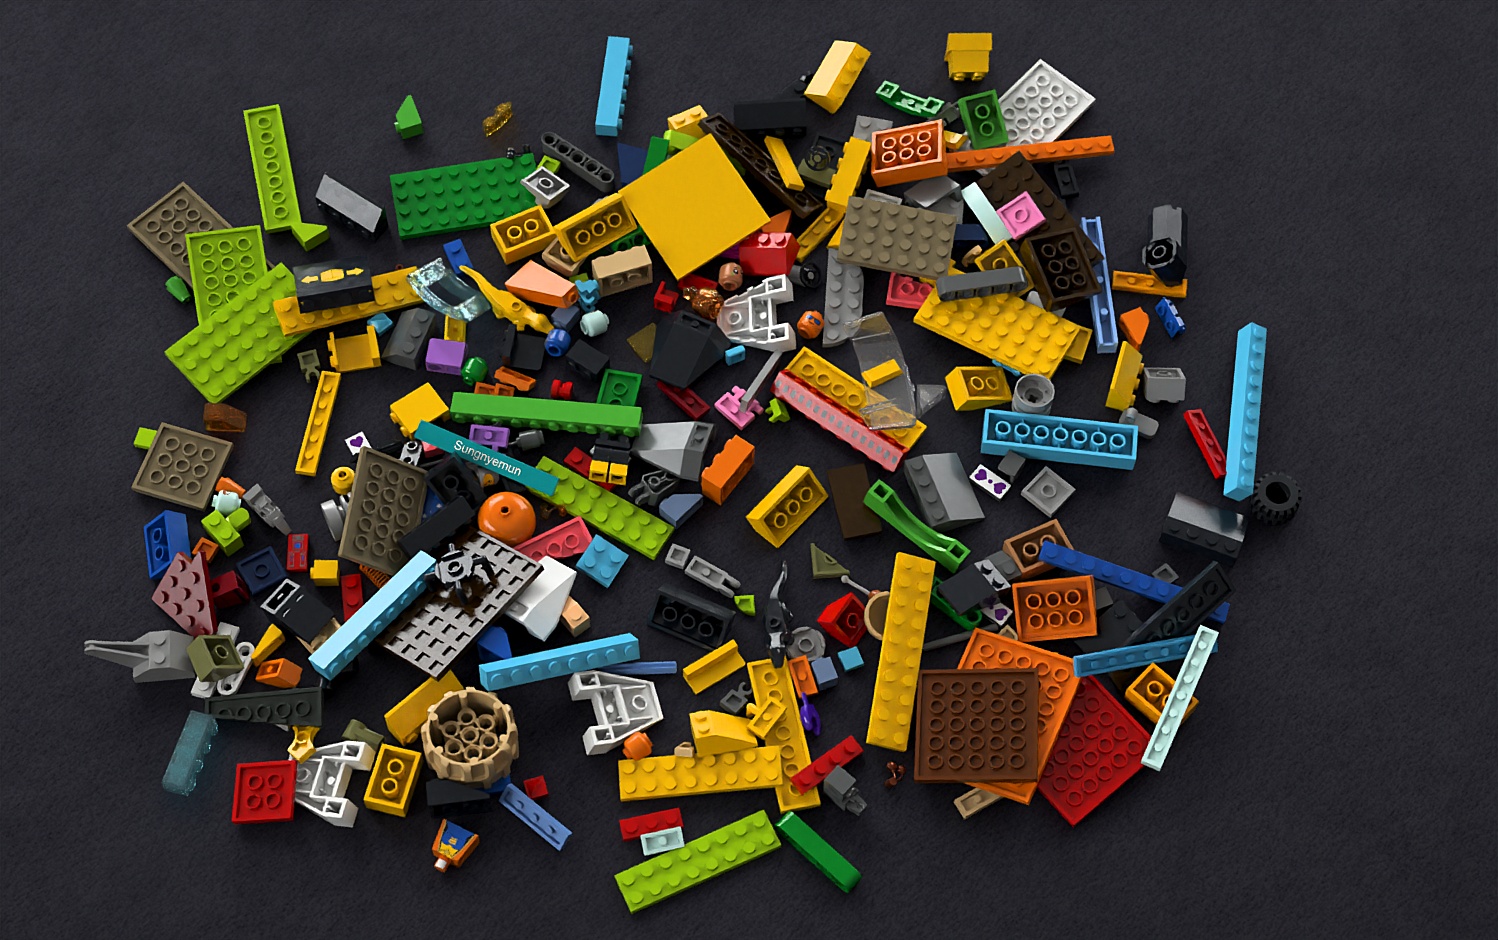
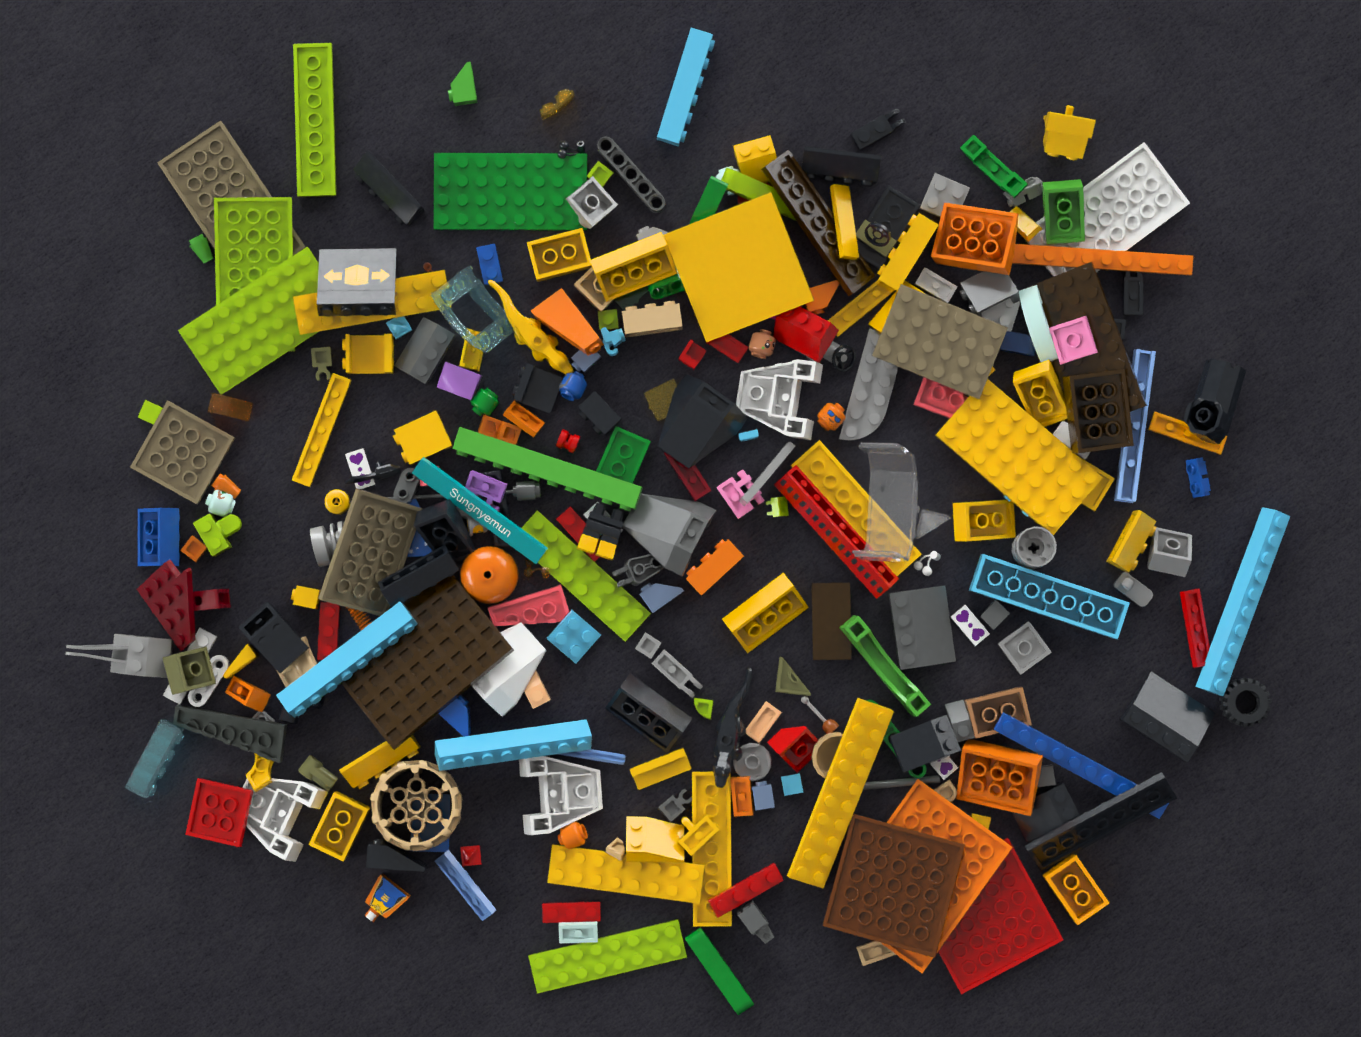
camera: 10 degrees right, 25 degrees up
(262, 571) = (245, 580): dark blue tile -> none
(266, 509) = (259, 521): light grey piece -> none
(297, 553) = (282, 567): red tile -> none
(309, 234) = (341, 210): lime slope -> none
(459, 576) = (436, 642): black plate -> none
(594, 323) = (613, 371): light aqua head -> none
(630, 163) = (686, 194): dark blue slope -> none
(705, 302) = (729, 371): clear orange piece -> none
(807, 607) = (762, 722): none -> light nougat tile
(809, 716) = (740, 837): dark purple hand -> none
(837, 74) = (923, 121): yellow slope -> none
(882, 373) = (890, 488): yellow tile -> none
(891, 766) = (807, 900): copper piece -> none
(935, 442) = (927, 570): none -> white piece
(971, 255) = (1013, 367): tan tile -> none
(981, 283) = (1013, 413): dark grey beam -> none
(1134, 326) = (1159, 484): orange slope -> none
(1134, 656) = (1072, 845): dark azure tile -> none
(1165, 574) = (1113, 760): dark grey plate -> none
(1179, 698) = (1091, 899): light aqua plate -> none

